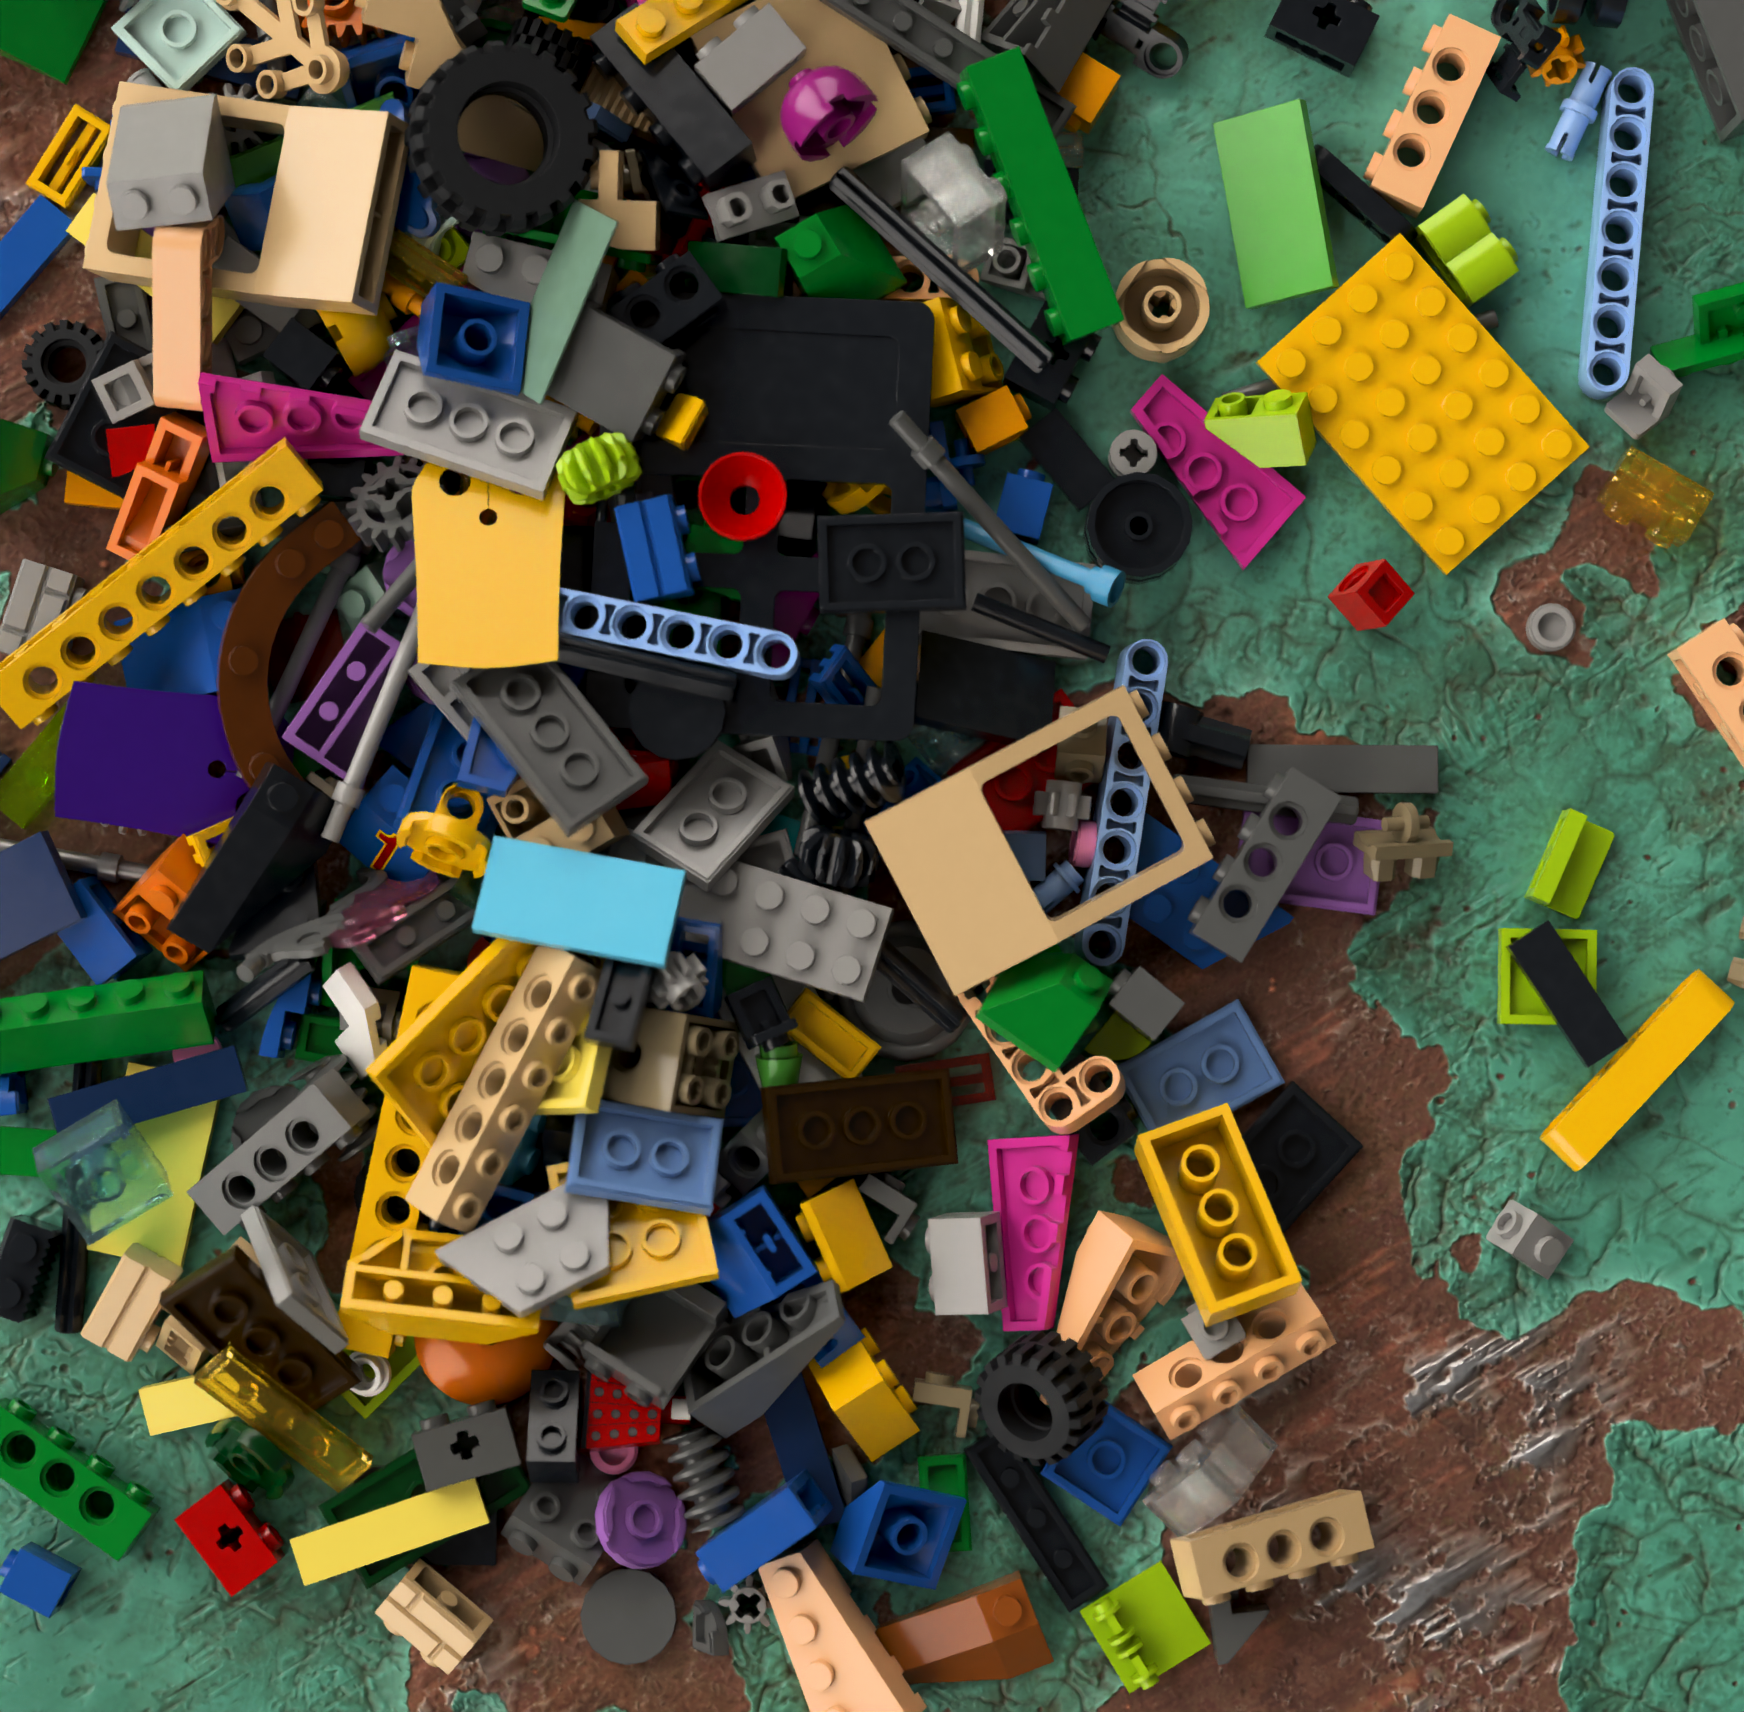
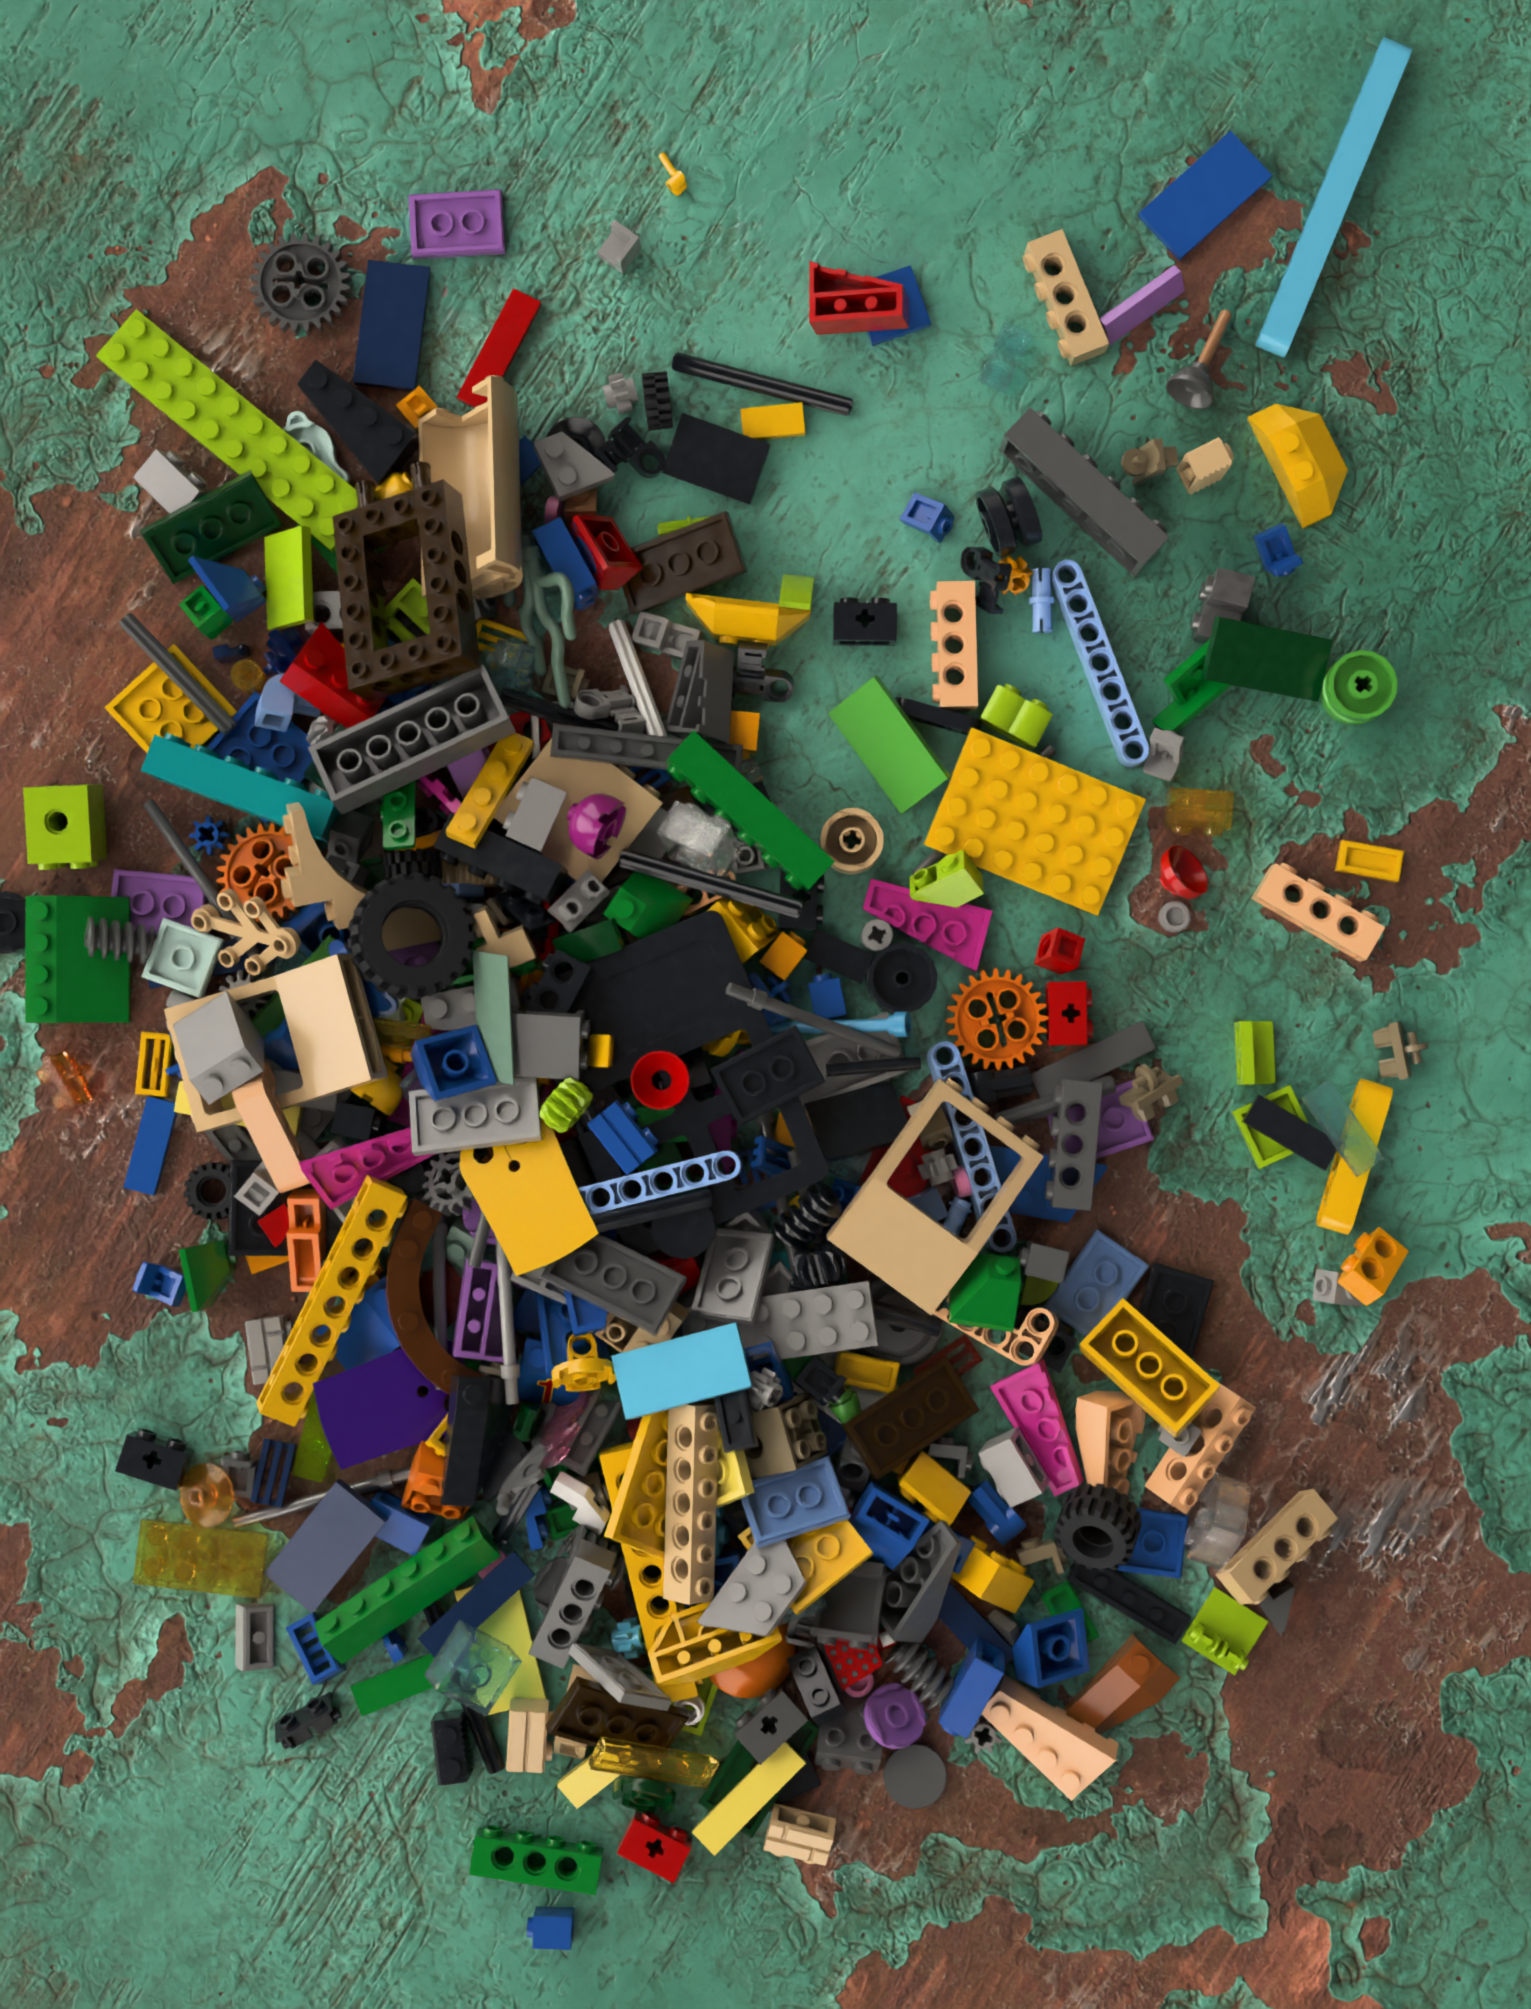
camera: 25 degrees left, 0 degrees up
(331, 1239) = (628, 1638): none -> medium azure gear
(336, 876) = (526, 1421): none -> dark green slope
(709, 1629) = (967, 1760): dark grey tile -> none
(914, 1323) = (999, 1517): none -> blue piece
(1282, 655) = (1024, 1011): none -> orange gear
(1340, 658) = (1057, 998): none -> red brick
(1589, 1228) = (1372, 1265): none -> light orange brick
(1590, 571) = (1182, 873): none -> red piece
(1640, 1020) = (1342, 1128): none -> clear light blue tile

